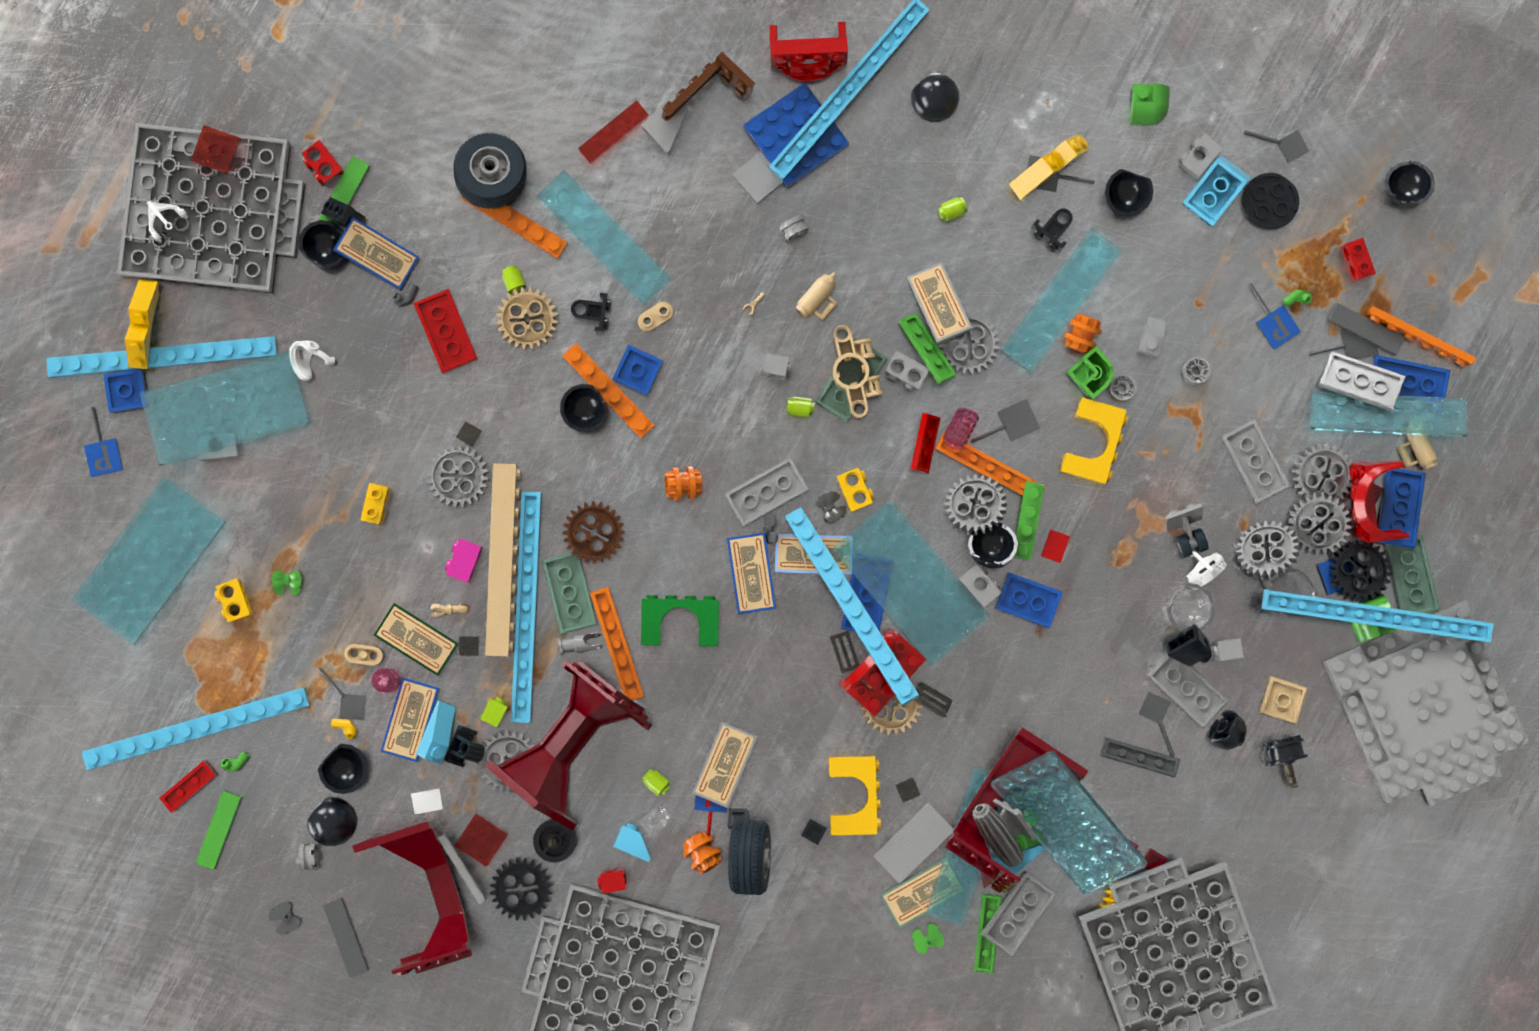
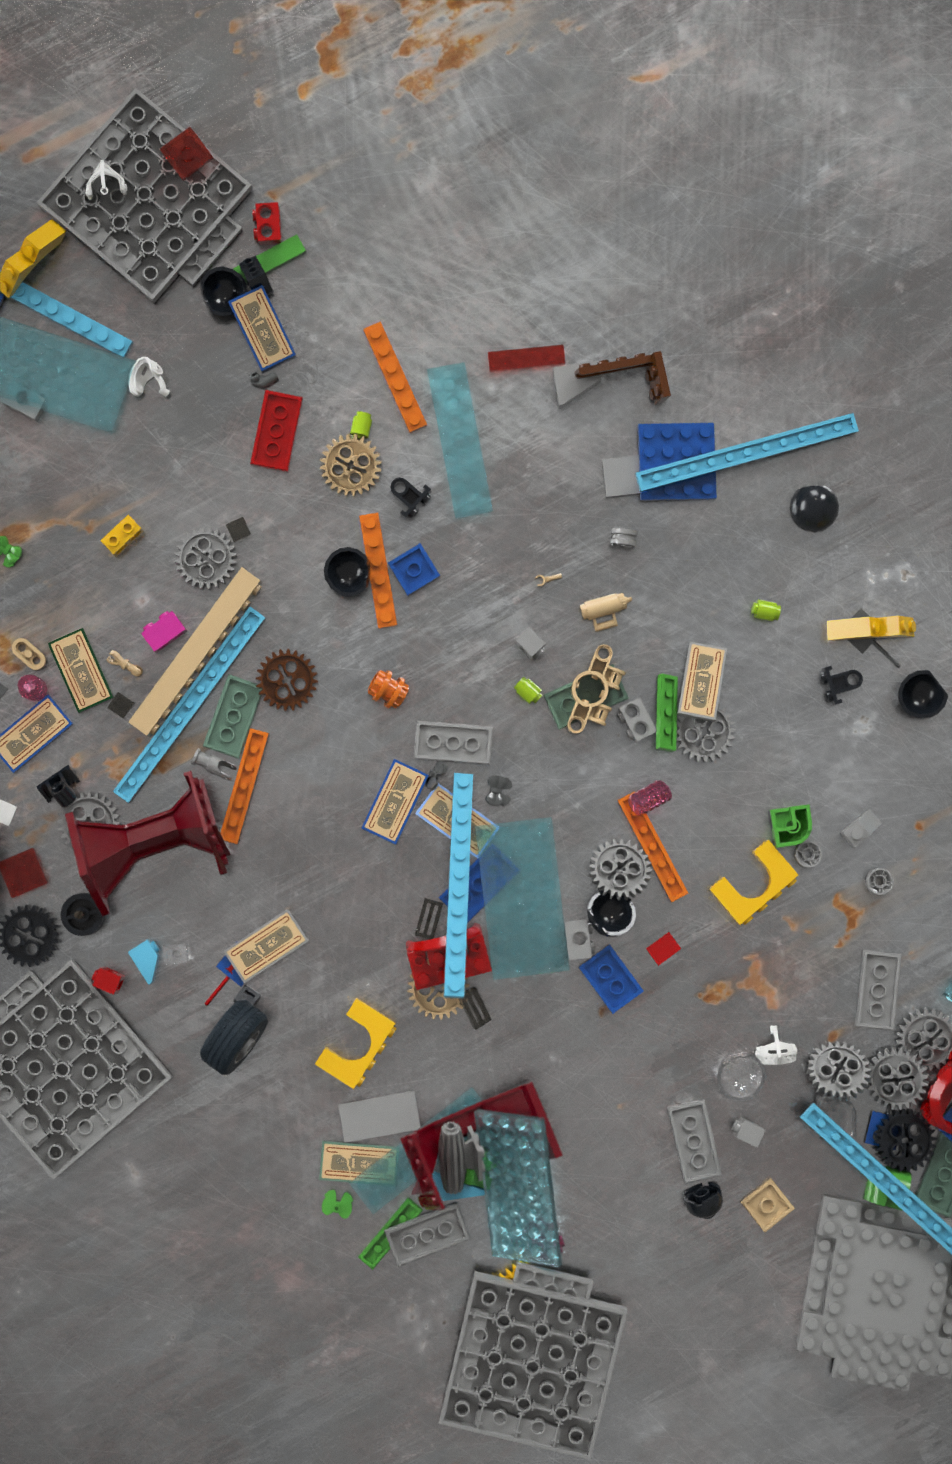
camera: 25 degrees right, 0 degrees up
(437, 734) = (45, 760): medium azure slope -> none
(490, 170) = (402, 322): black wheel -> none
(495, 711) = (105, 774): lime brick -> none
(655, 316) = (458, 535): tan plate -> none
(655, 609) = (335, 807): green arch -> none
(656, 782) = (199, 922): lime brick -> none
(702, 853) = (198, 1006): orange piece -> none
(800, 50) = (725, 393): red piece -> none
(814, 831) = (302, 1051): black plate -> none
(850, 491) = (522, 789): yellow brick -> none
(907, 790) = (404, 1069): clear smoke tile -> none
(925, 443) = (612, 790): red plate -> none
(1016, 420) = (701, 822): dark grey piece -> none
(1029, 519) = (656, 911): bright green plate -> none
(1061, 300) = (805, 747): clear light blue plate -> none
(1083, 333) = (805, 786): orange piece -> none
(1140, 757) = (616, 1172): dark grey tile -> none
(1154, 859) = (570, 1265): dark red tile -> none
(1155, 709) = (655, 1140): dark grey piece -> none
(1189, 646) = (718, 1107): black torso -> none
(1193, 539) = (786, 997): light grey plate -> none
(1285, 753) = (739, 1250): black wheel -> none

